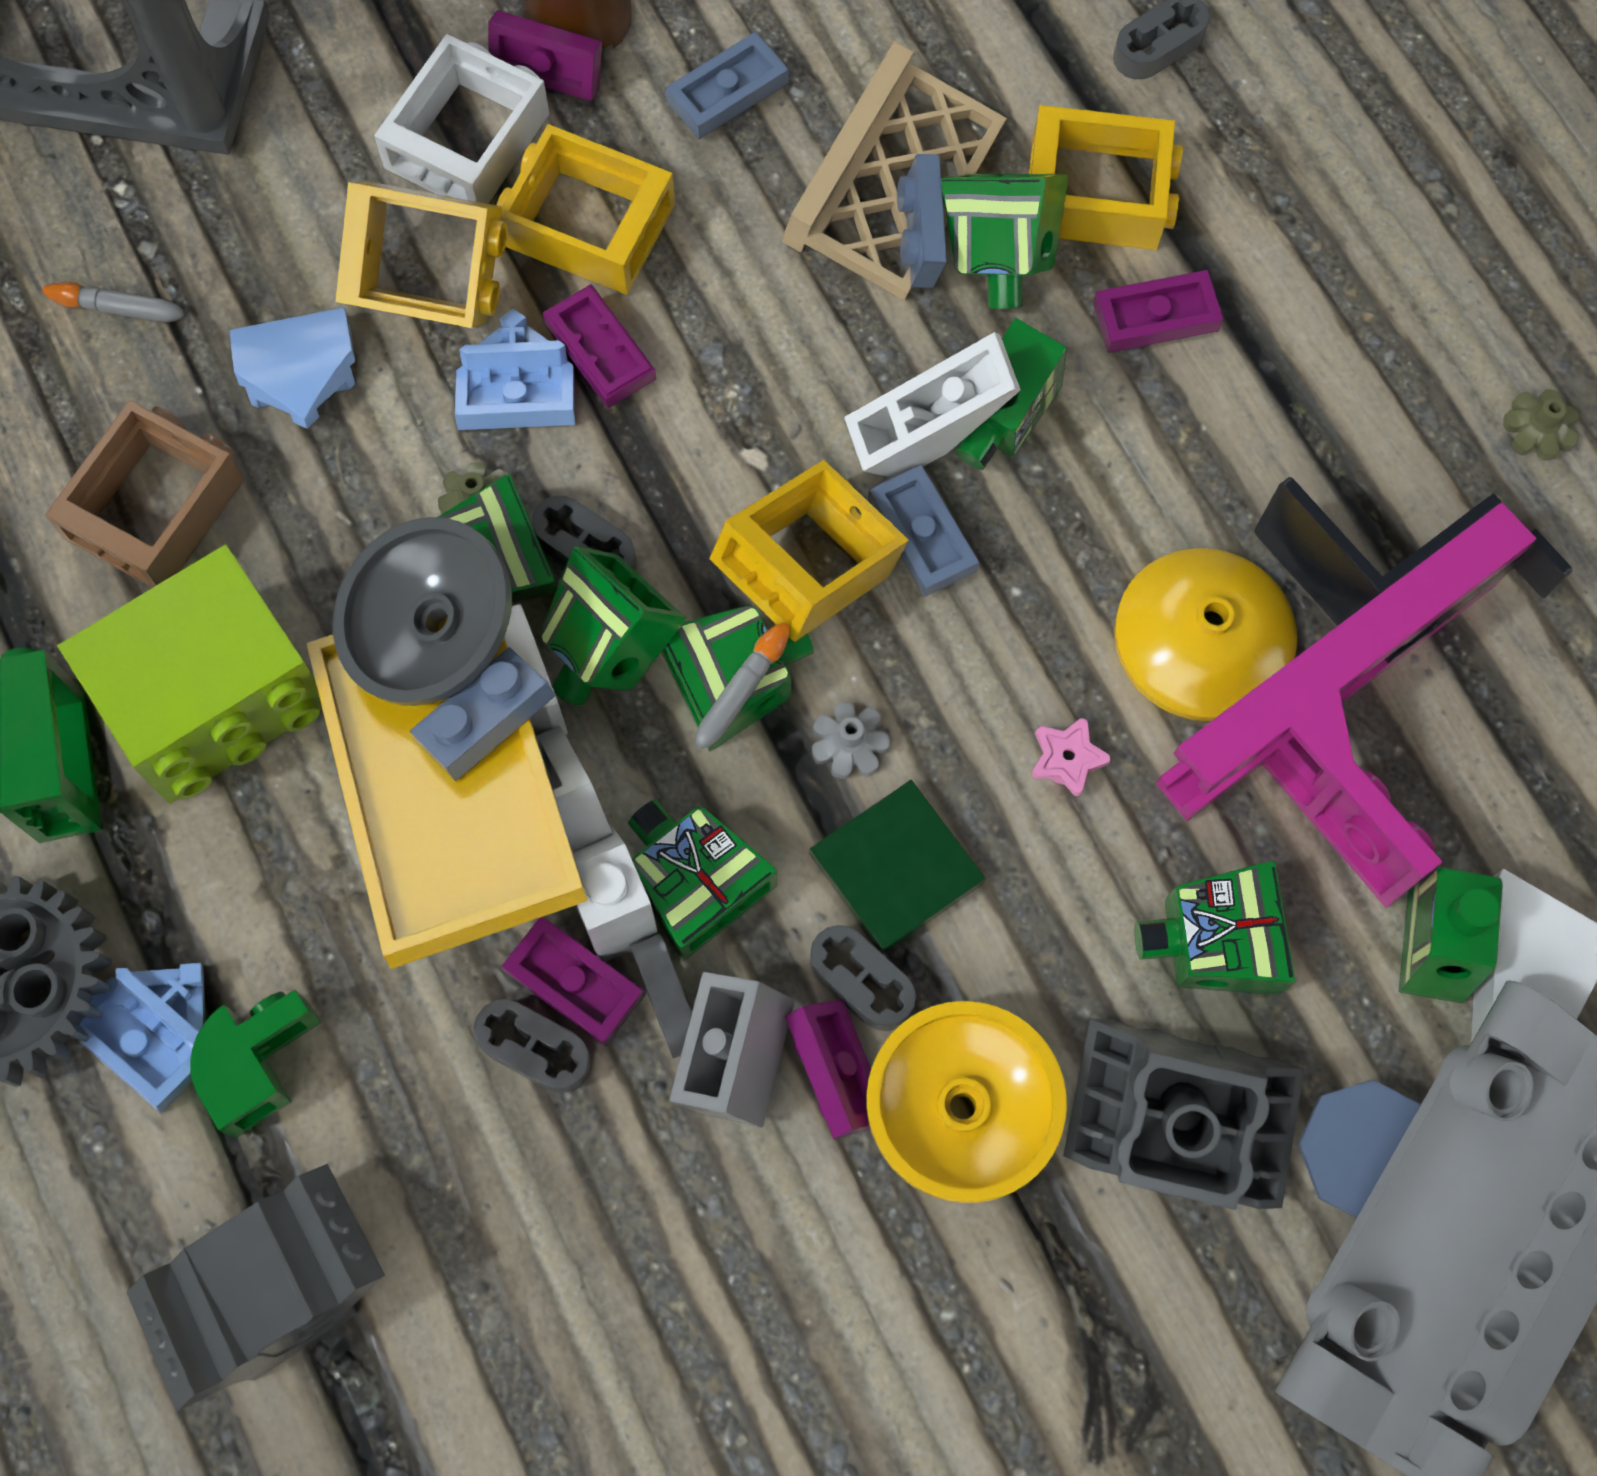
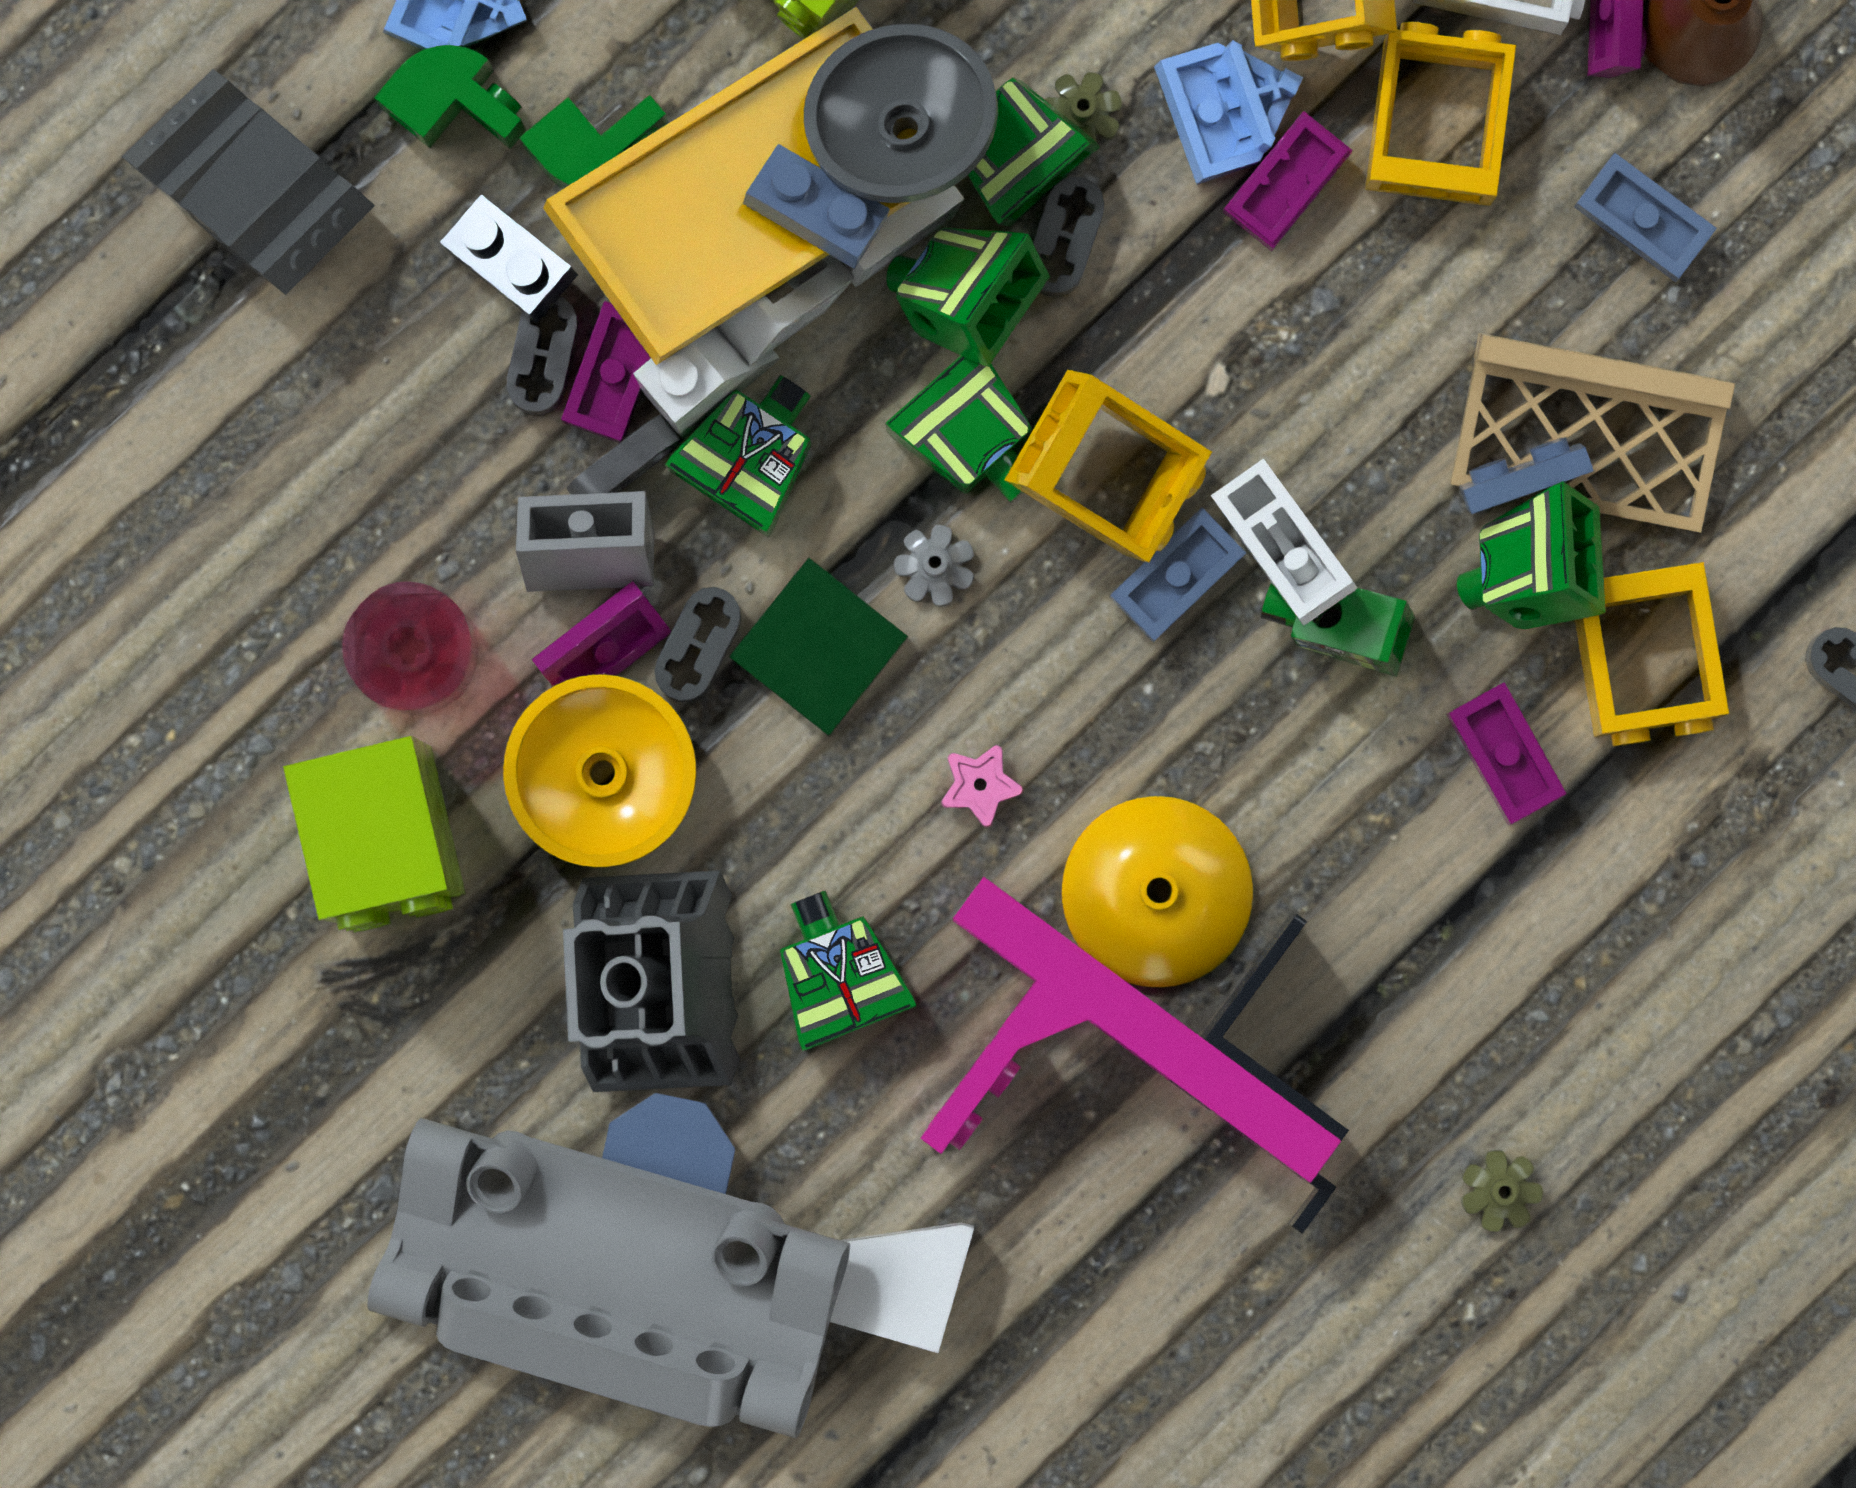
camera: 80 degrees right, 15 degrees up
(345, 953) = (571, 147): none -> green brick
(427, 1048) = (509, 258): none -> plate
(744, 682) = (980, 455): light grey piece -> none
(766, 1226) = (384, 624): none -> clear pink brick
(982, 1343) = (375, 834): none -> lime container
(1450, 923) = (903, 1191): green torso -> none

